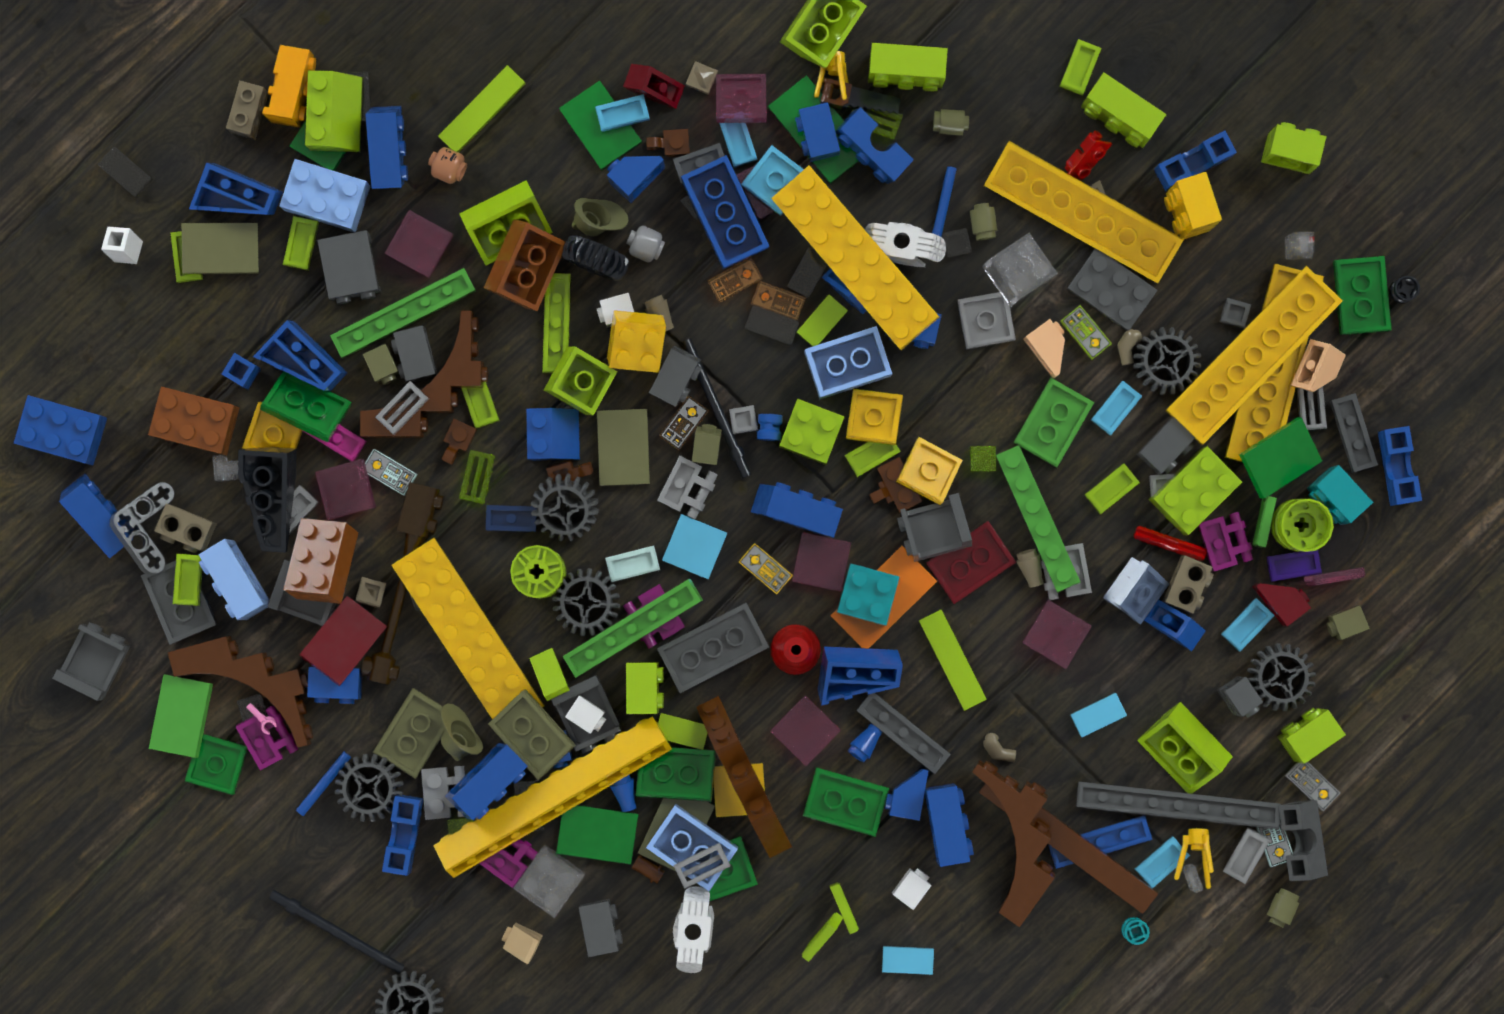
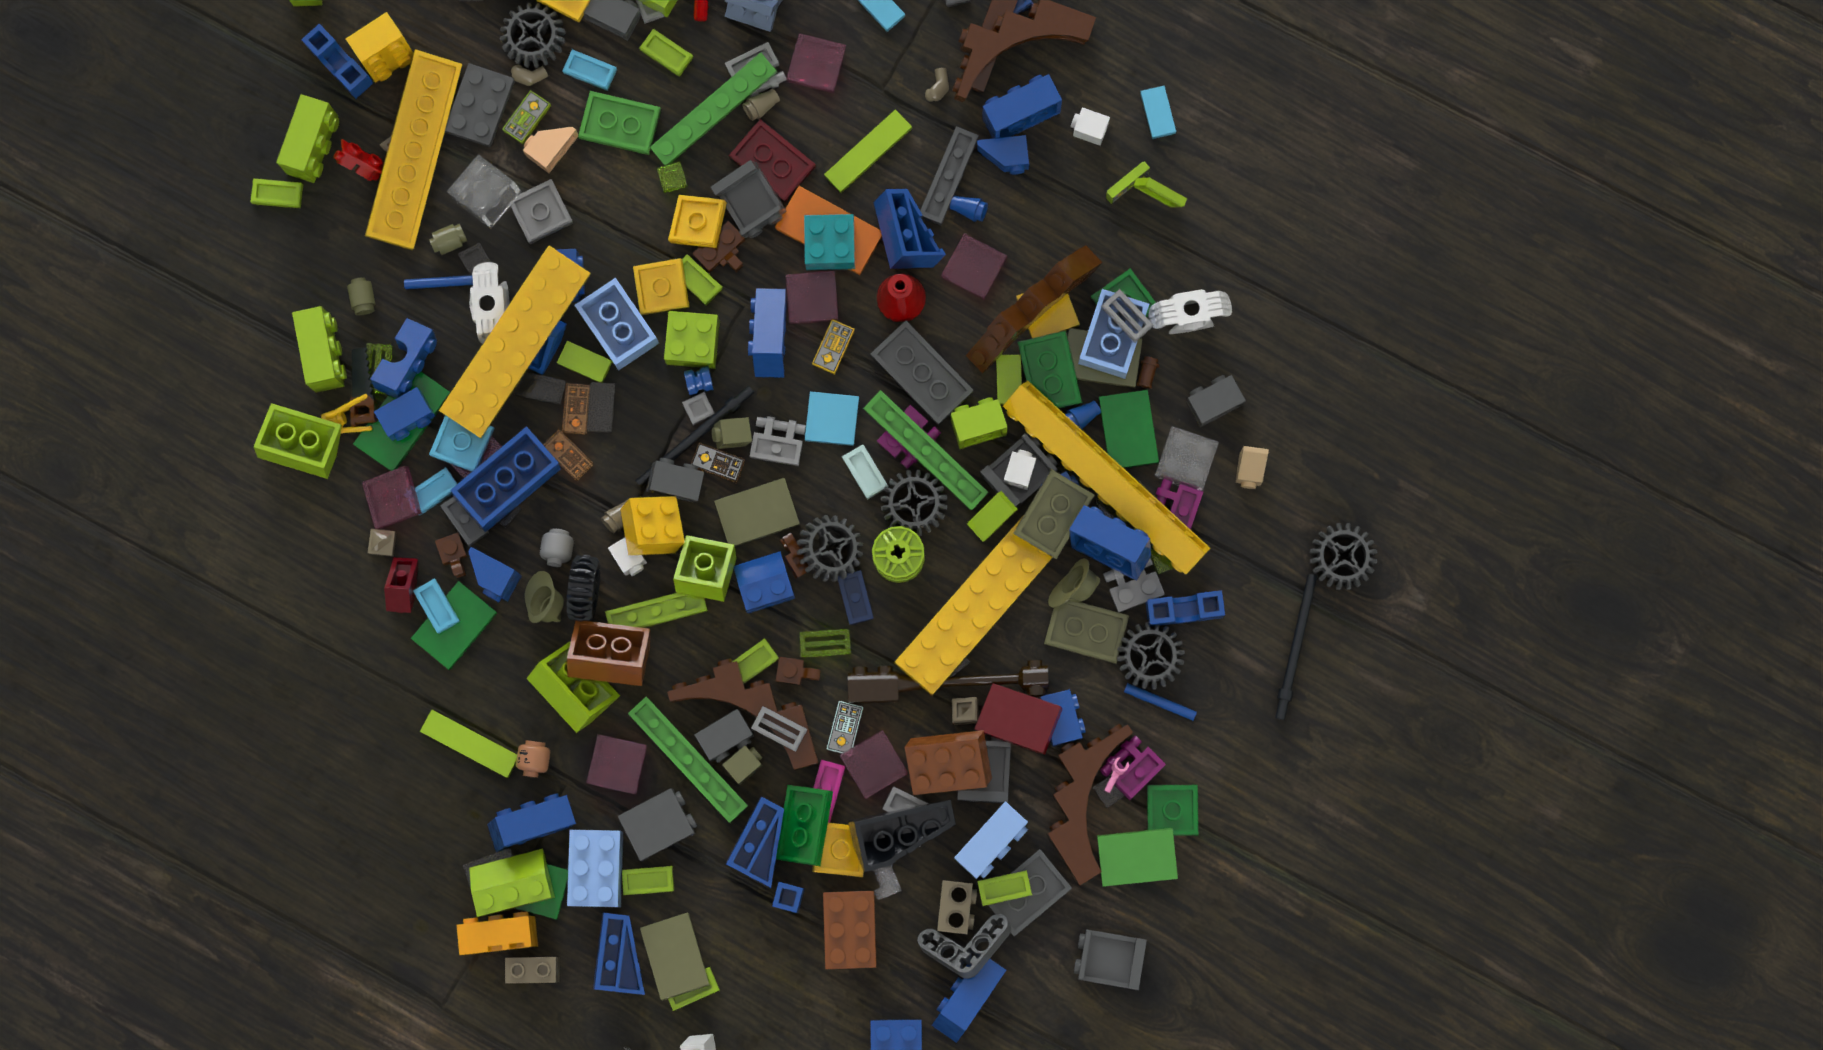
camera: 105 degrees left, 5 degrees down
(845, 801) = (1029, 210): green tile -> none

